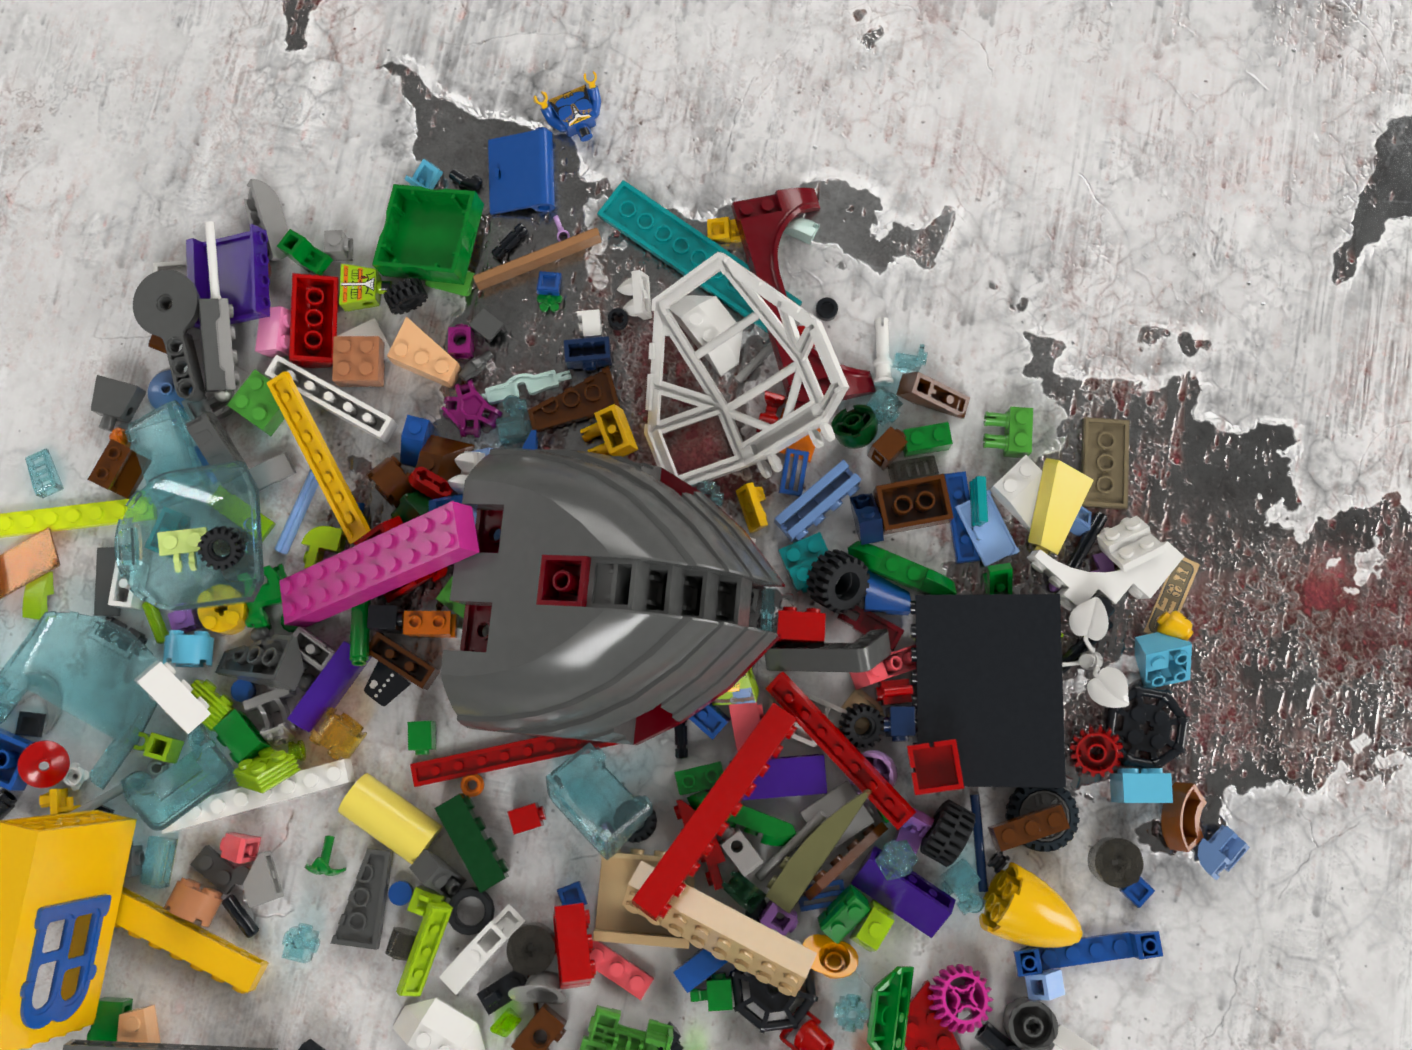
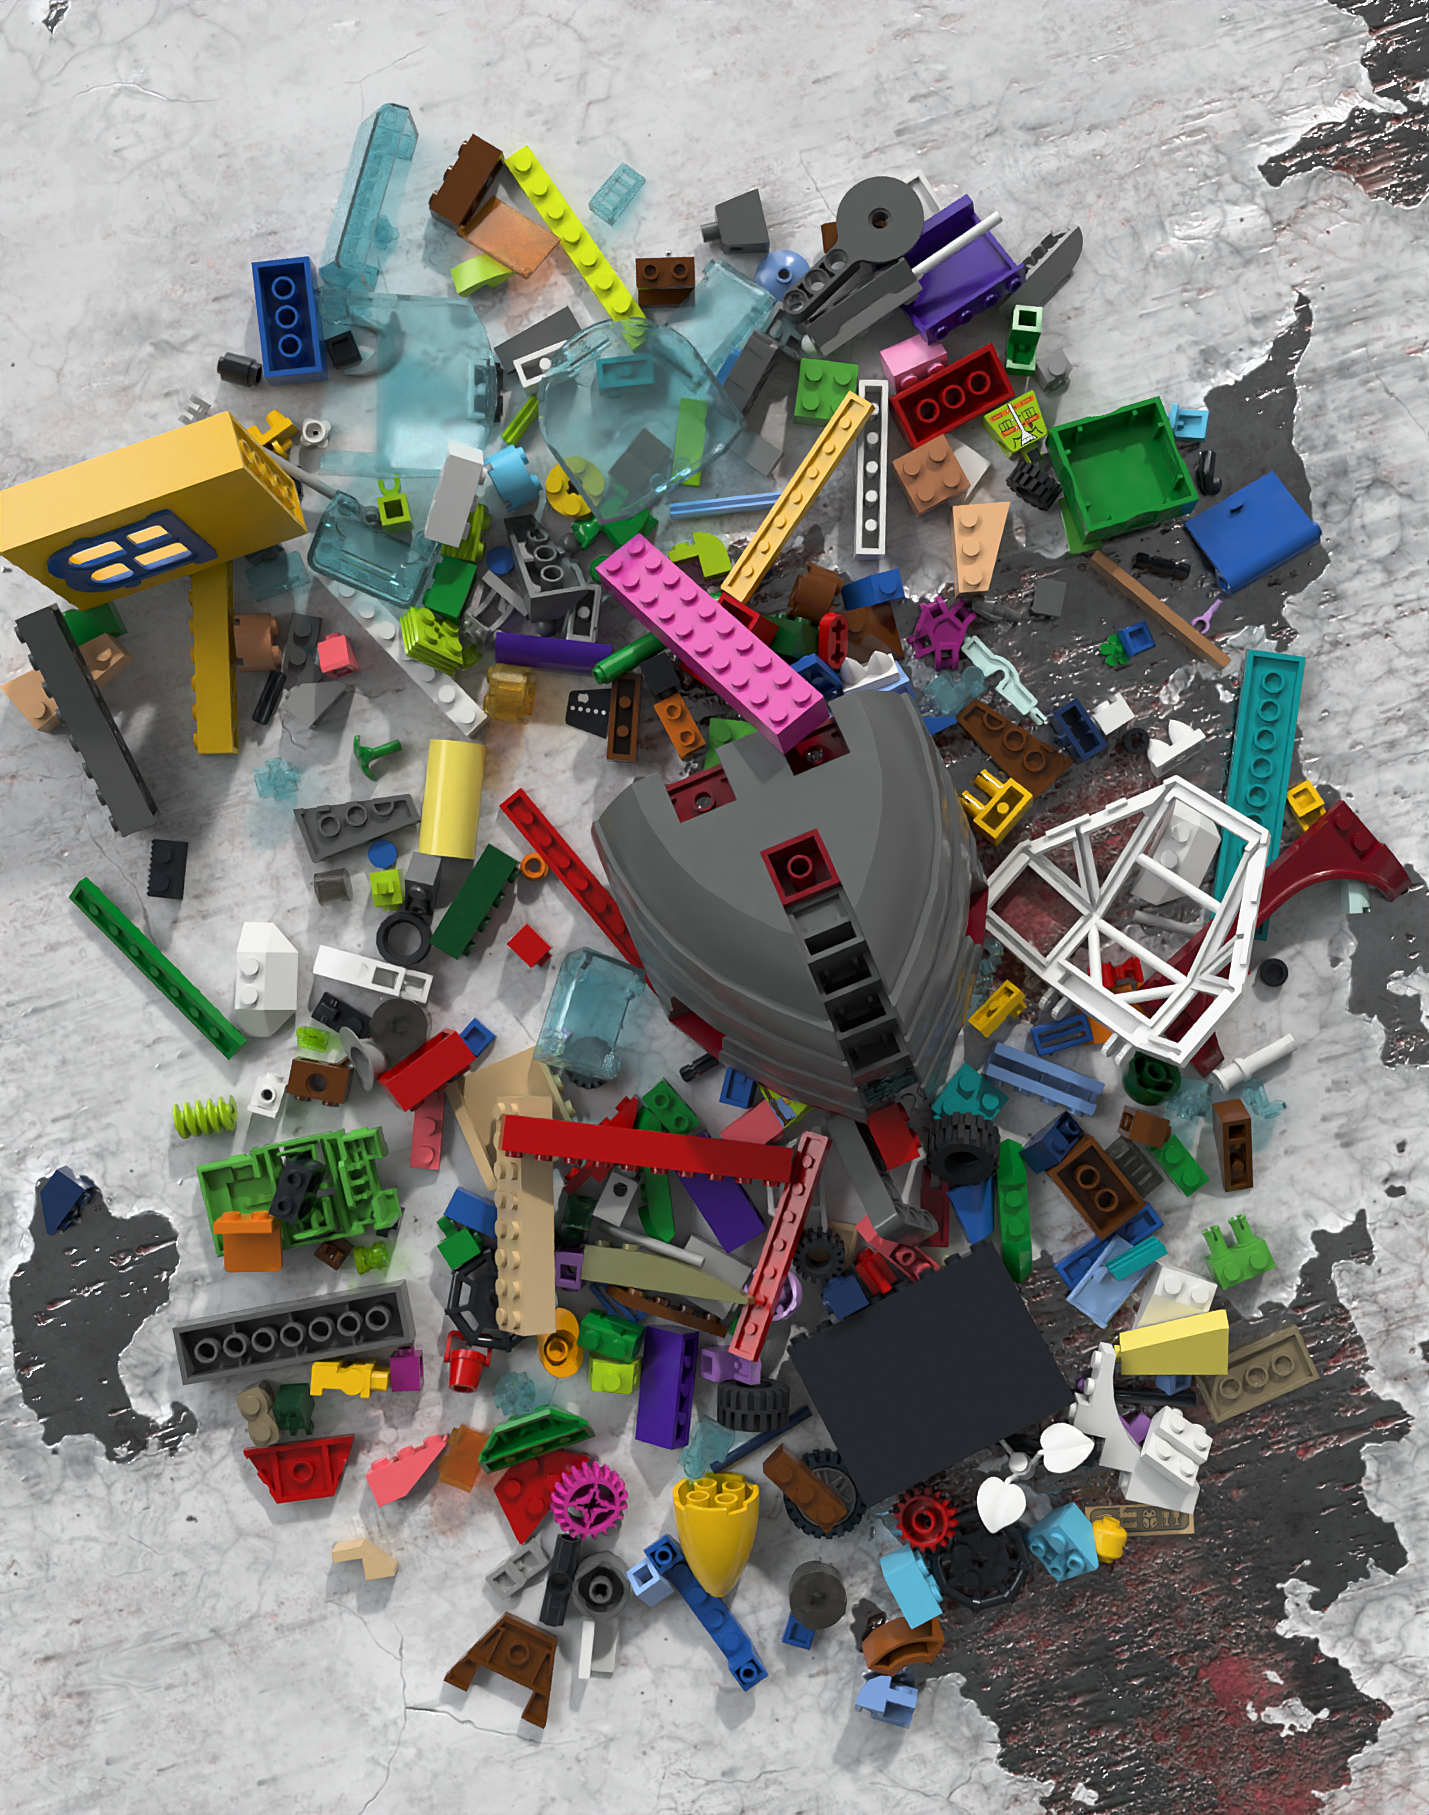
camera: 60 degrees right, 10 degrees up
(40, 752) = (313, 381): red dish -> none
(118, 434) = (702, 255): orange plate -> none
(179, 543) = (624, 405): yellowish green hinge -> none
(185, 620) = (540, 454): medium lavender brick -> none
(211, 557) = (623, 452): black tyre -> none
(422, 737) = (555, 785): green brick -> none
(424, 949) = (340, 914): lime tile -> none
(463, 351) = (1005, 587): magenta brick -> none
(574, 110) = (1361, 553): blue torso -> none
(896, 859) = (696, 1365): clear light blue brick -> none
(935, 767) = (815, 1359): red piece -> none
(998, 861) = (751, 1470): black bush -> none
(999, 579) = (1057, 1323): green slope -> none

